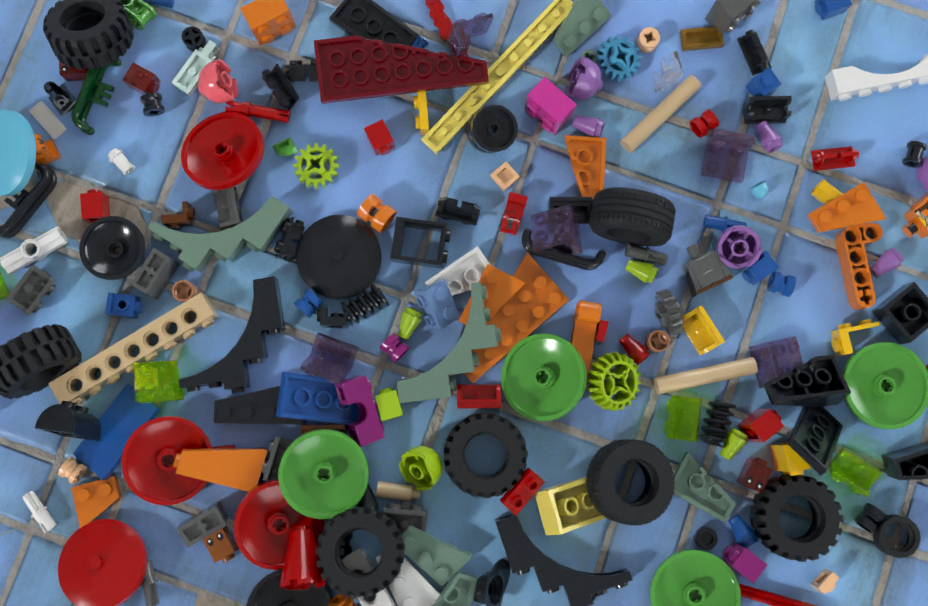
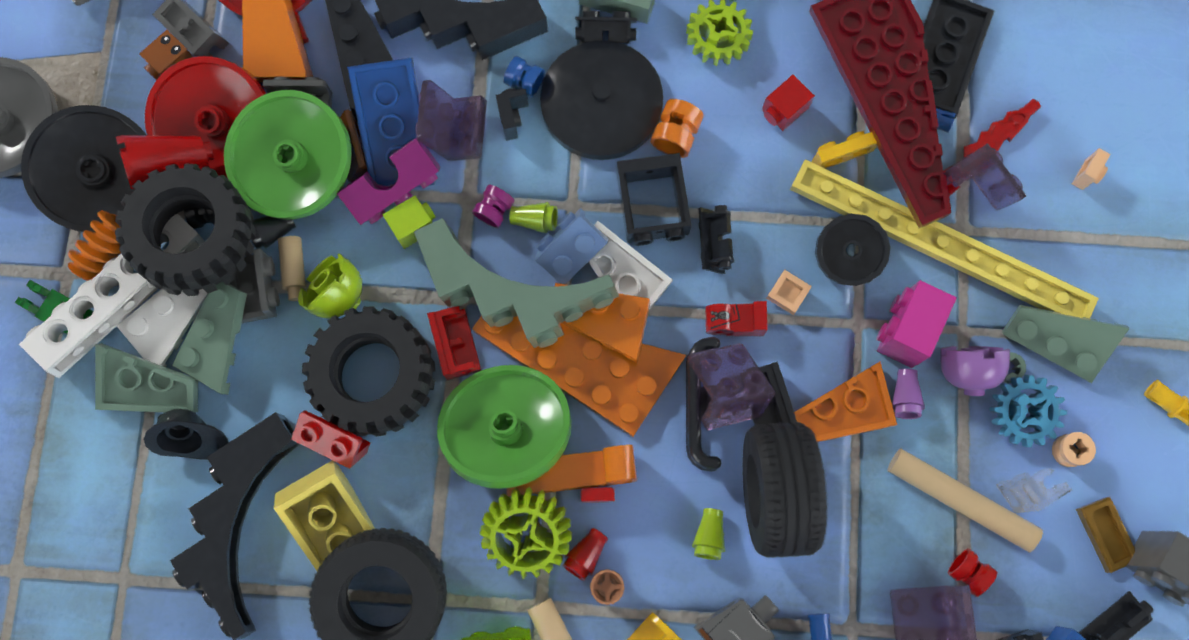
camera: 80 degrees right, 5 degrees down
(364, 304) = (542, 149): black piece -> none
(645, 254) = (736, 534): dark grey axle -> none
(668, 312) = (654, 590): dark grey gear -> none

